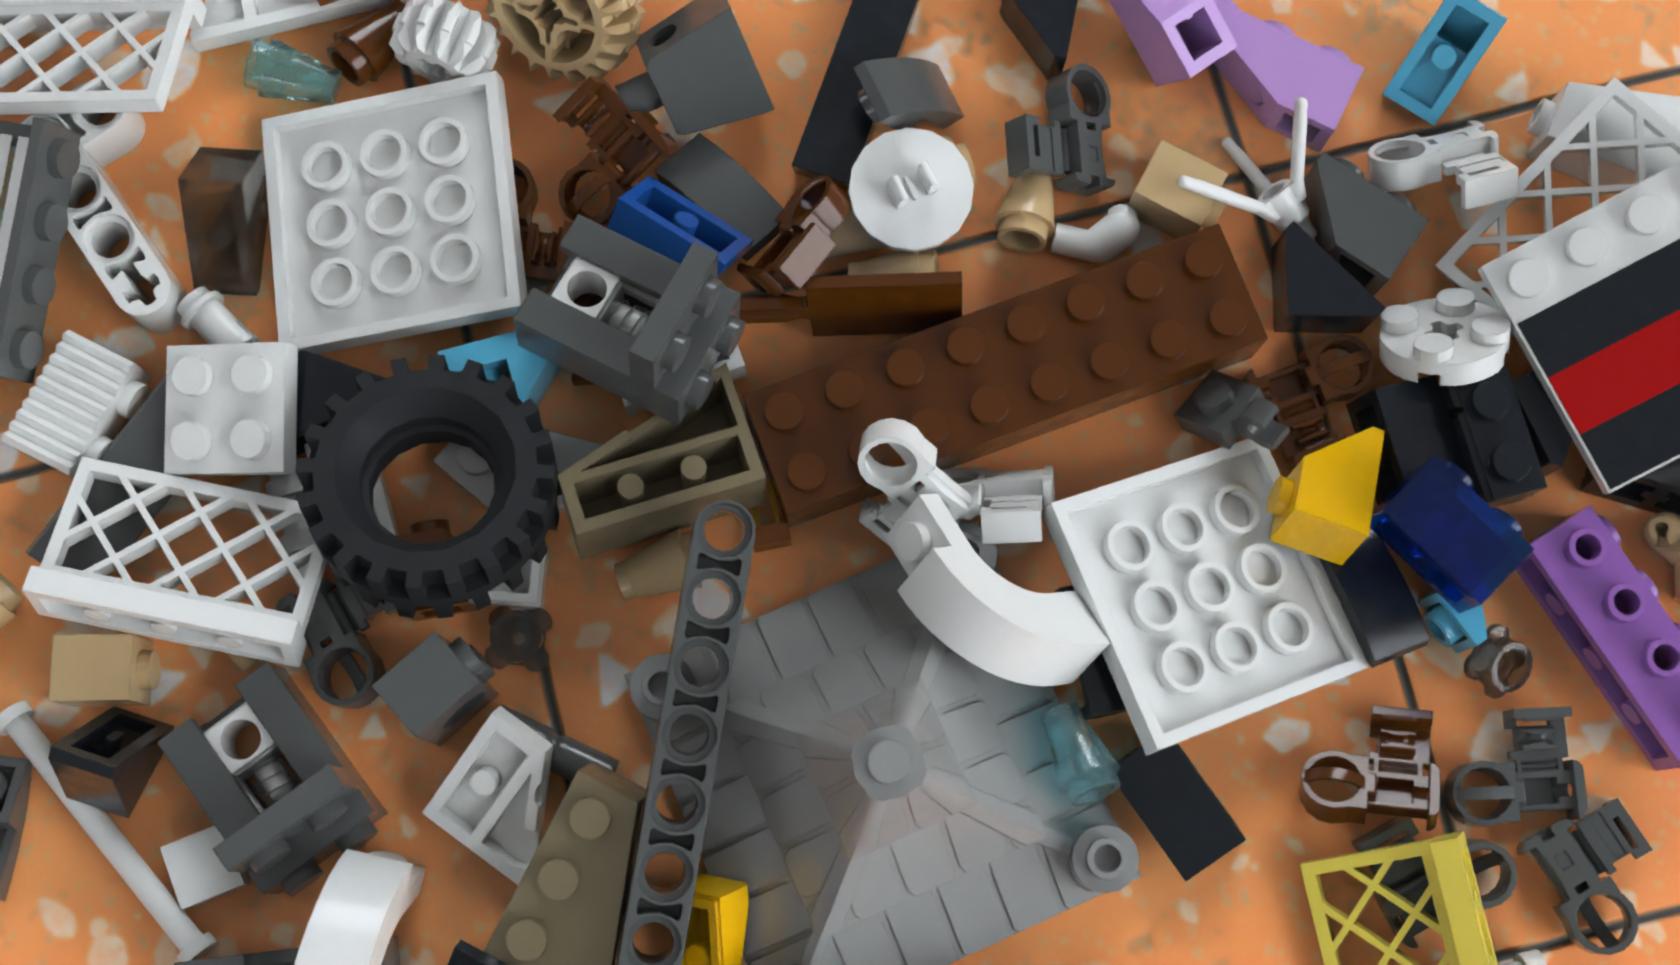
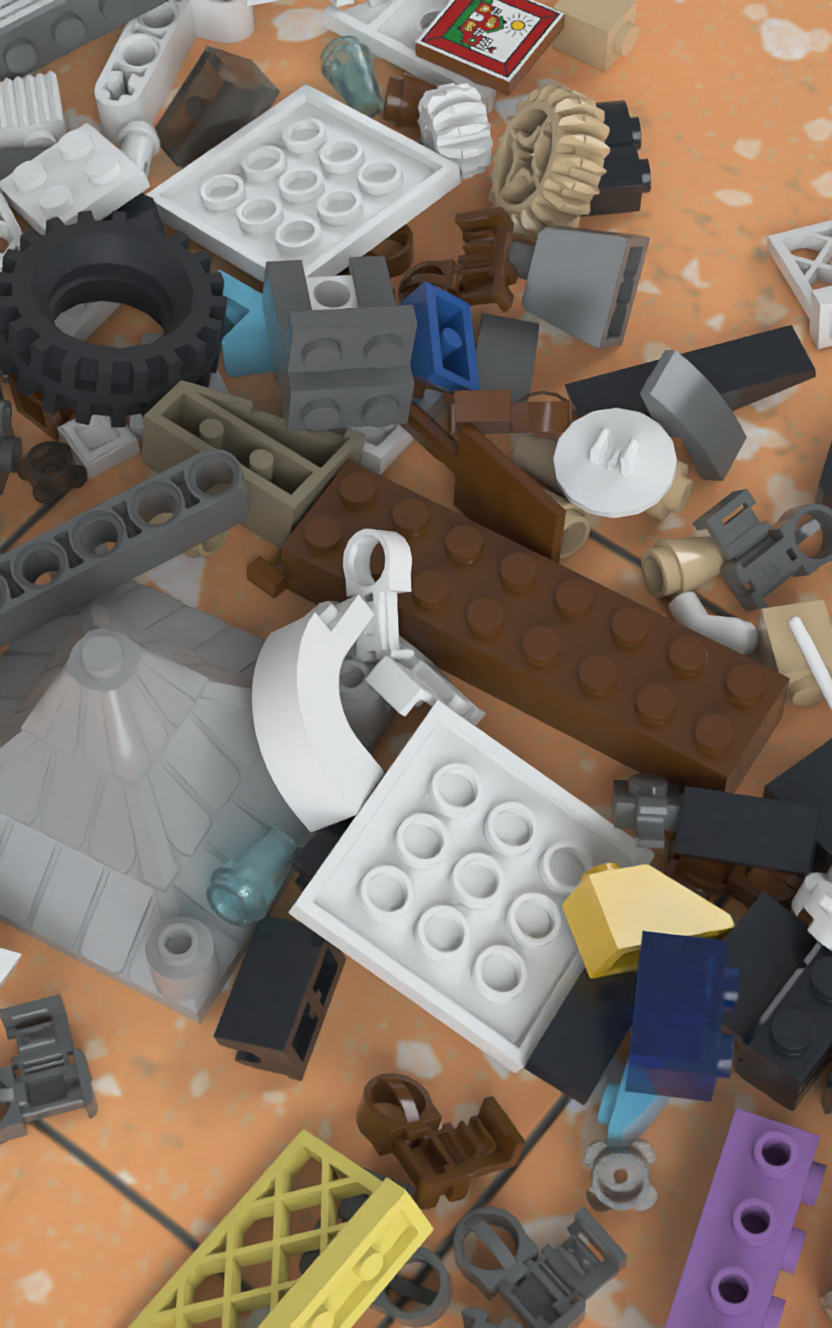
camera: 60 degrees right, 20 degrees down
(1318, 358) = (748, 831): none -> black tile

